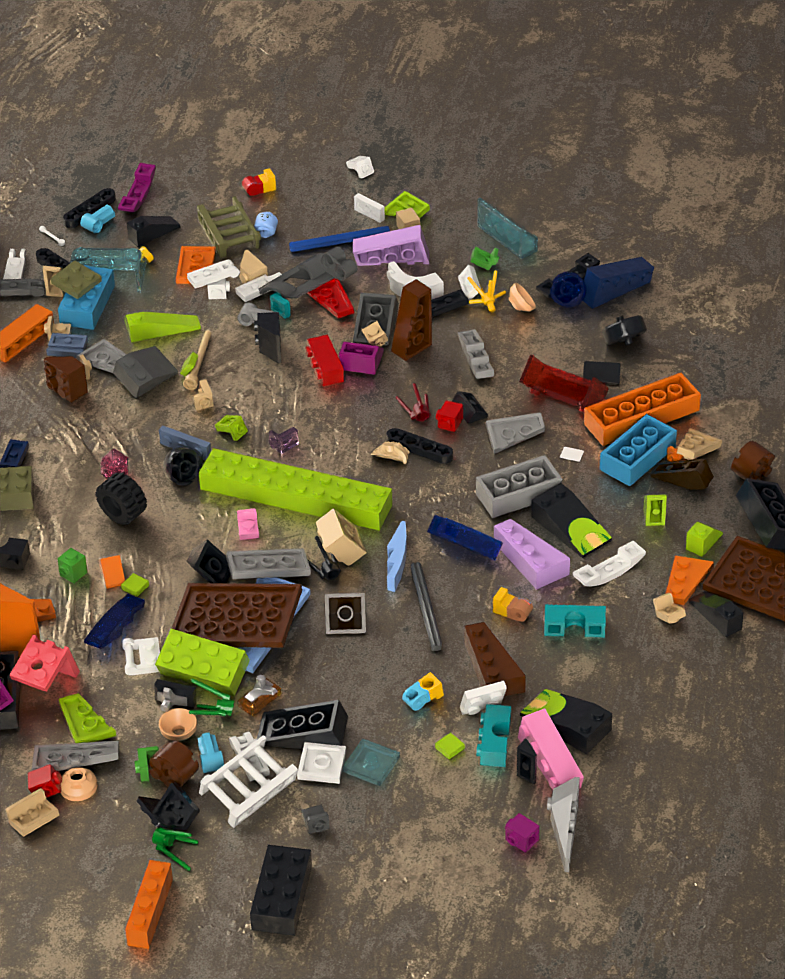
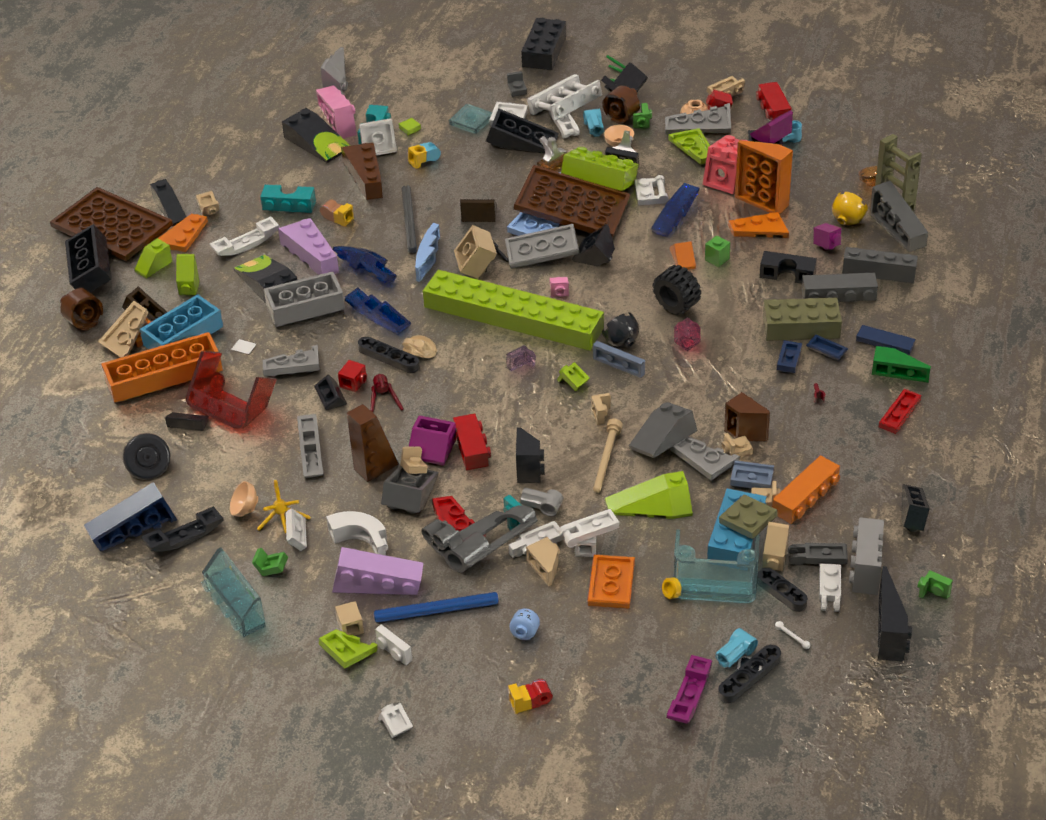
camera: 175 degrees left, 0 degrees up
(134, 585) = (660, 243): lime tile -> none
(147, 228) = (667, 629): black slope -> none
(149, 904) = (636, 38): orange brick -> none
(189, 364) = (616, 443): lime tile -> none
(216, 236) = (586, 612): olive fence -> none
(223, 708) = (586, 143): green plant -> none
(439, 489) = (376, 311): none -> clear blue slope
(448, 302) = (318, 511): black tile -> none
(521, 832) = (369, 71): magenta brick -> none
(526, 762) = (355, 97): black slope -> none
(568, 289) = (187, 502): clear blue cylinder -> none

